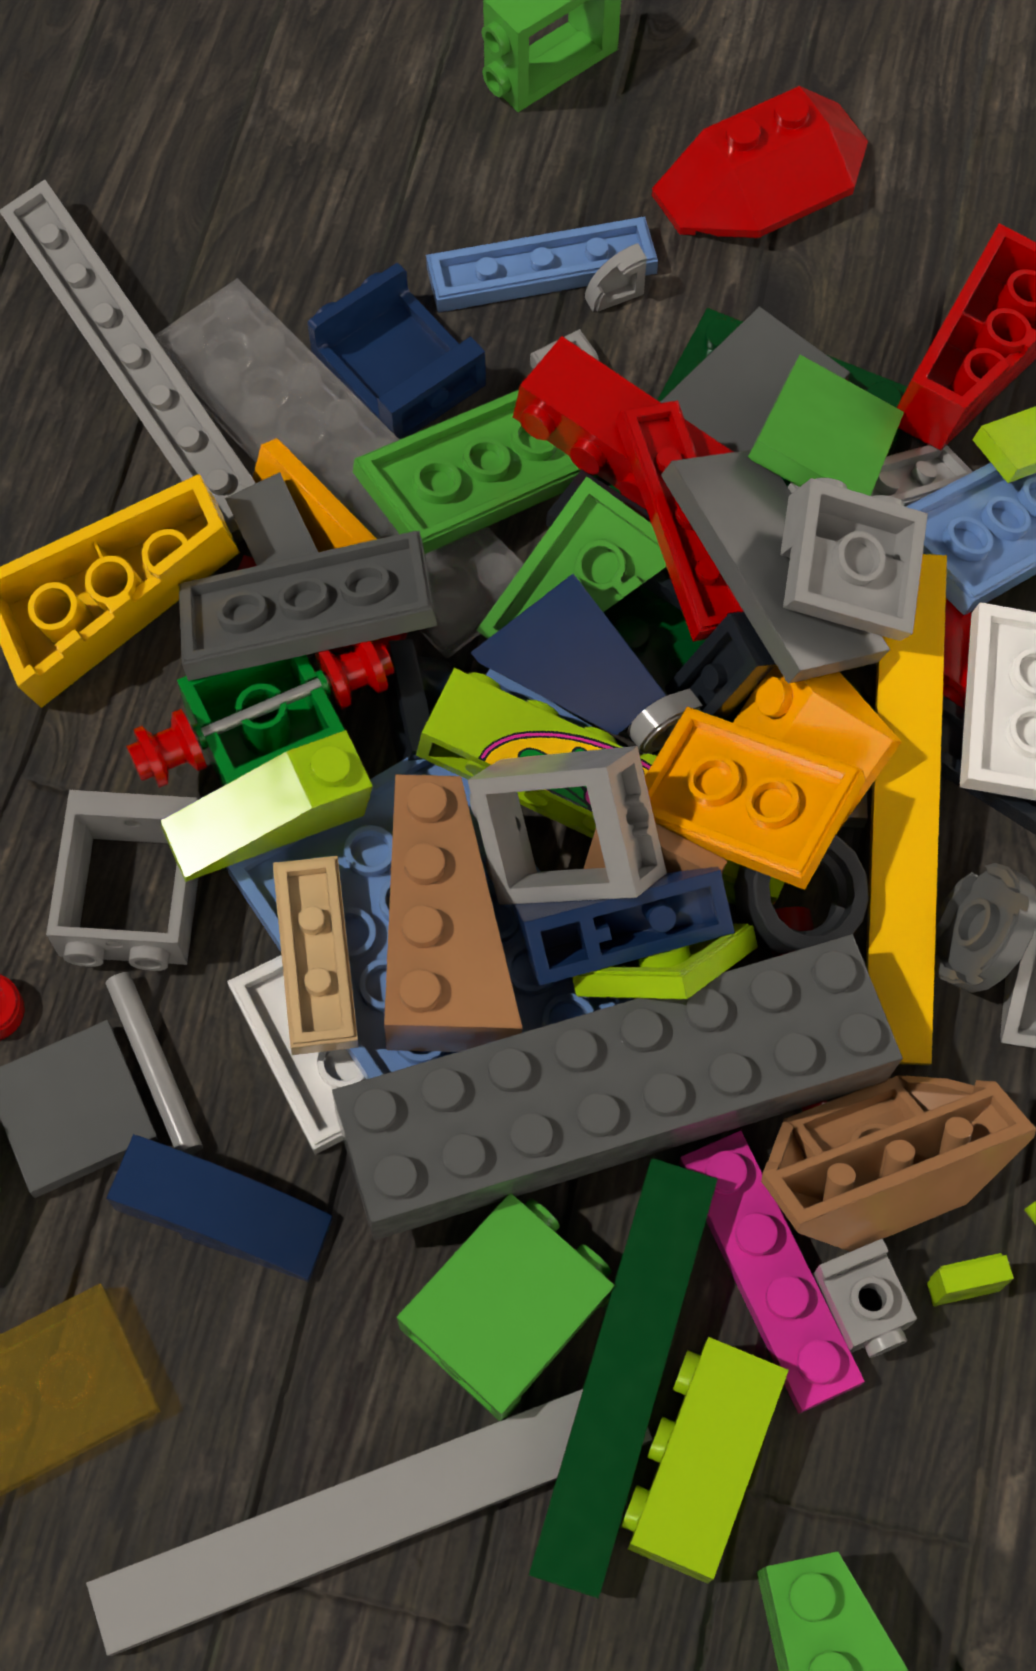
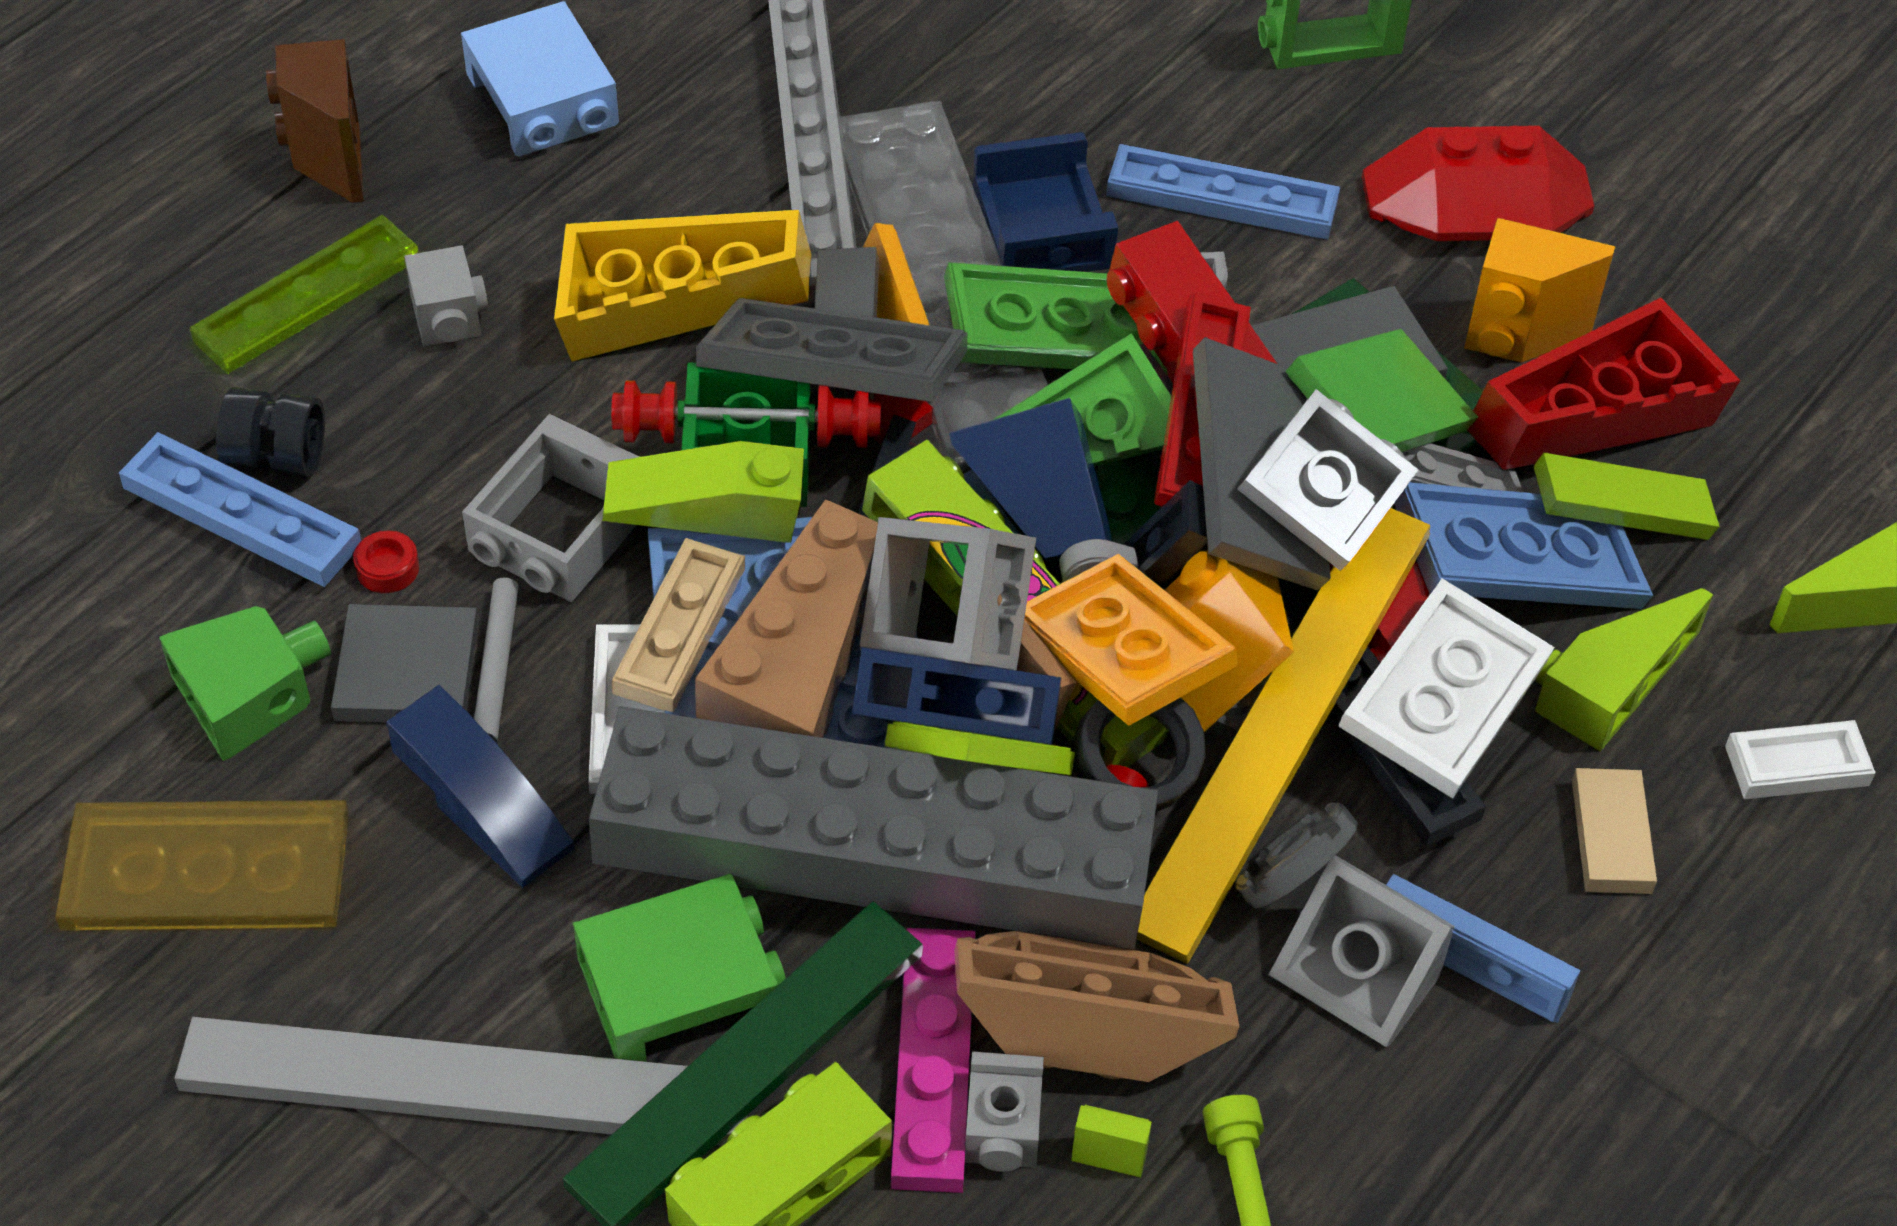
camera: 25 degrees right, 15 degrees down
(618, 279) = (1283, 225): light grey tile -> none
(878, 259) = (1536, 291): none -> light orange slope

